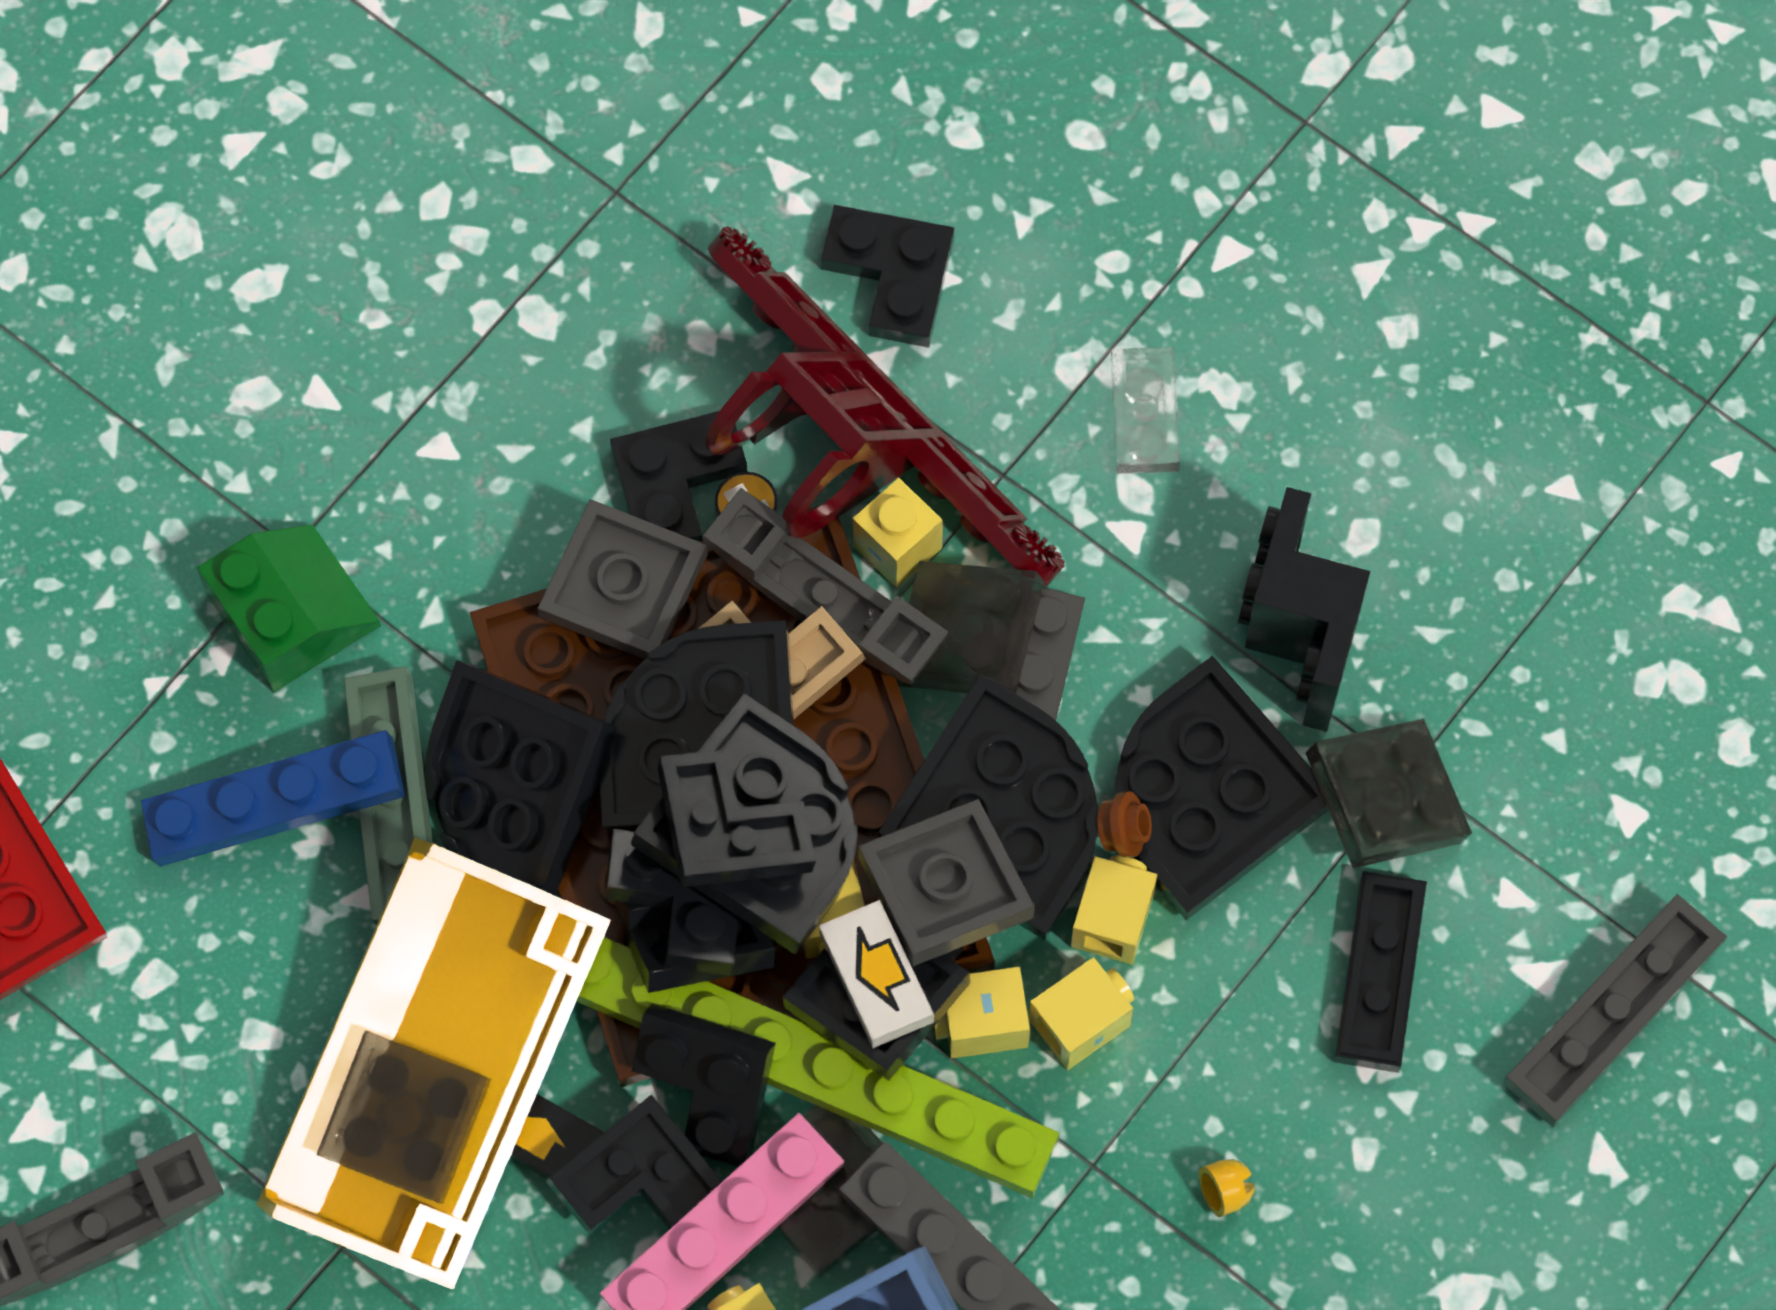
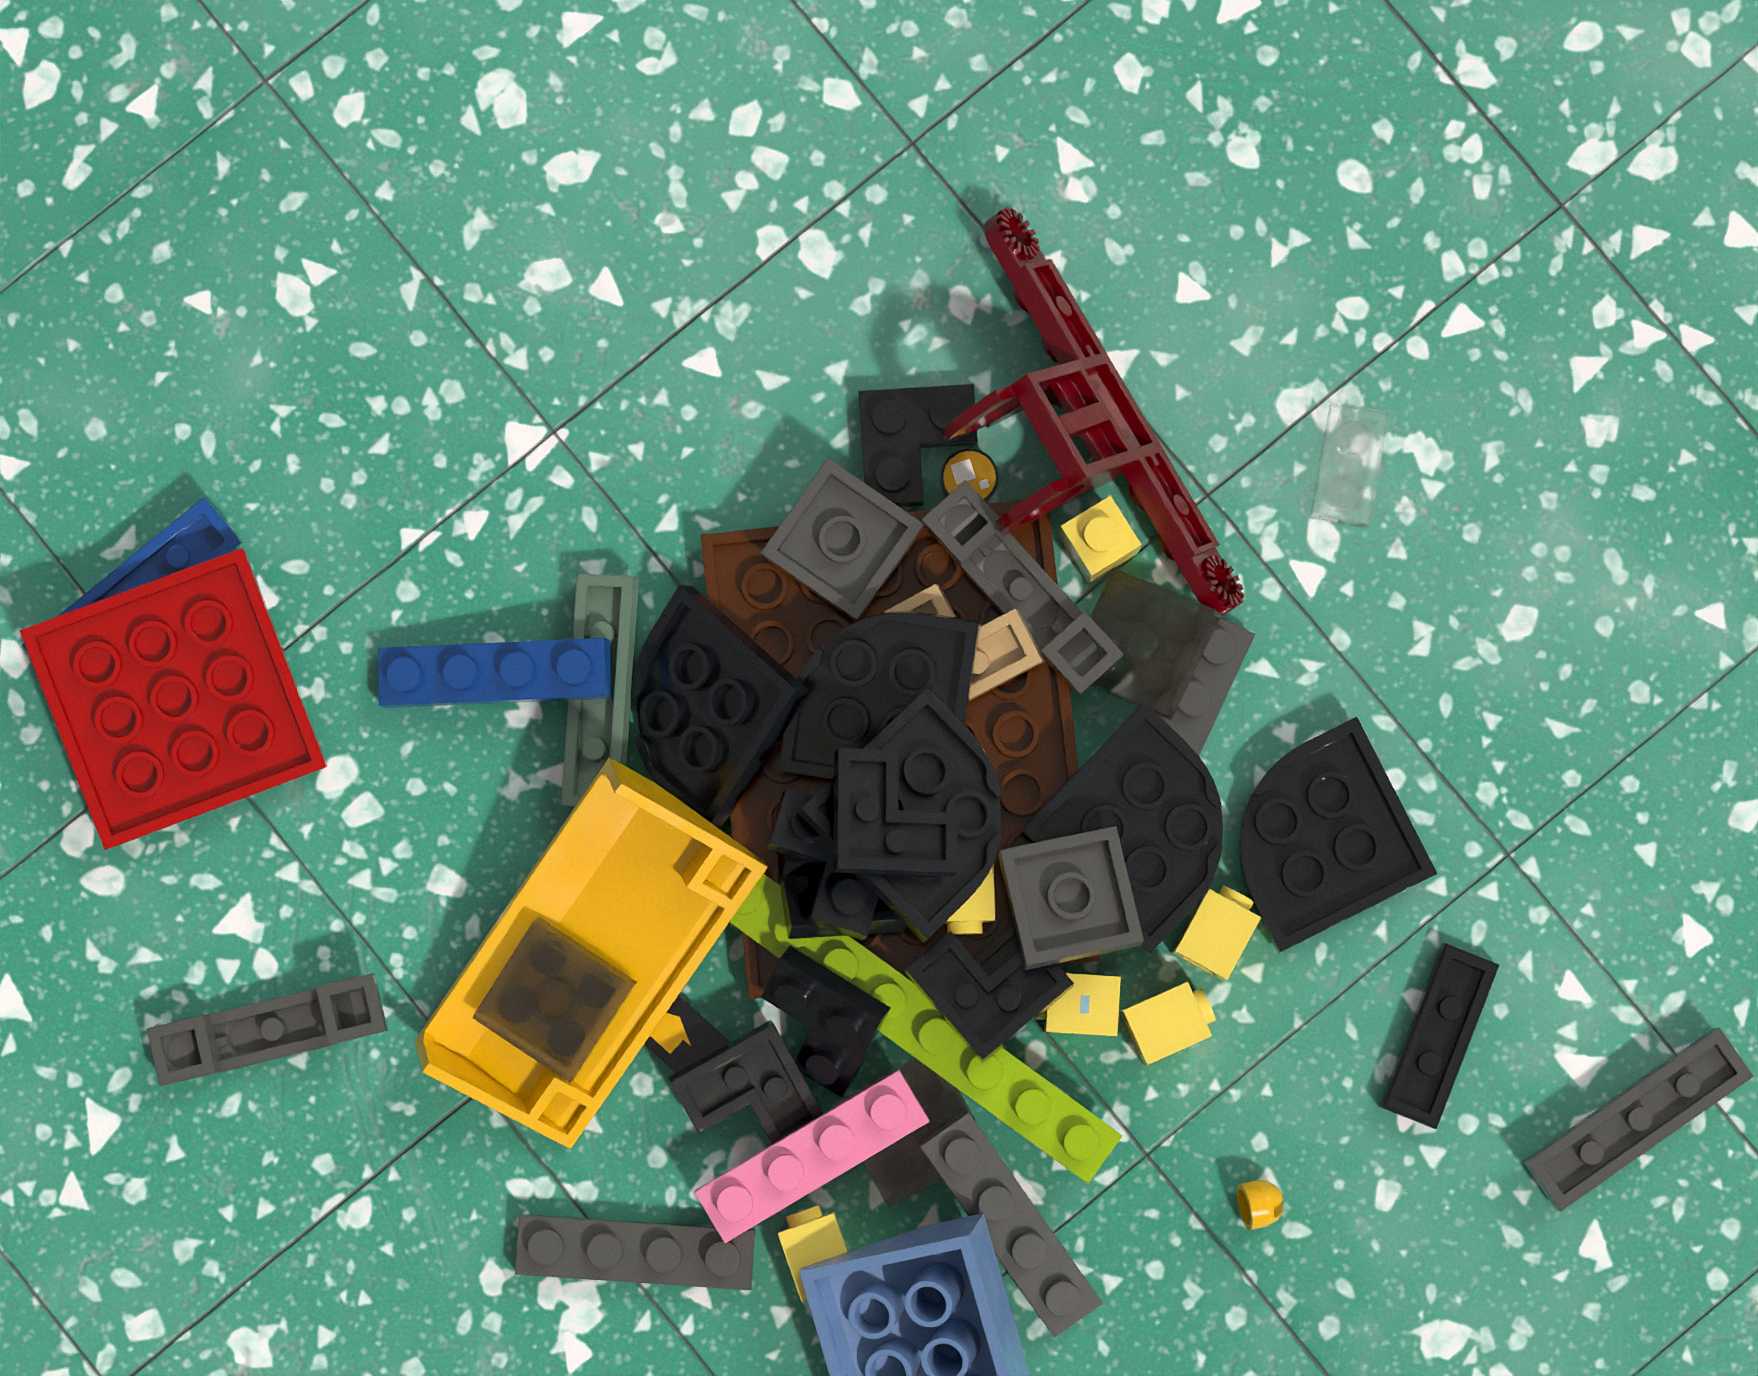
camera: 15 degrees right, 15 degrees up
(286, 601) = (541, 487): green slope -> none
(876, 974) = (991, 971): white tile -> none
(906, 260) = (1161, 264): black plate -> none
(1124, 824) = (1241, 866): dark orange plate -> none
(1302, 607) = (1449, 696): black bracket -> none
(1388, 793) = (1484, 878): clear smoke plate -> none

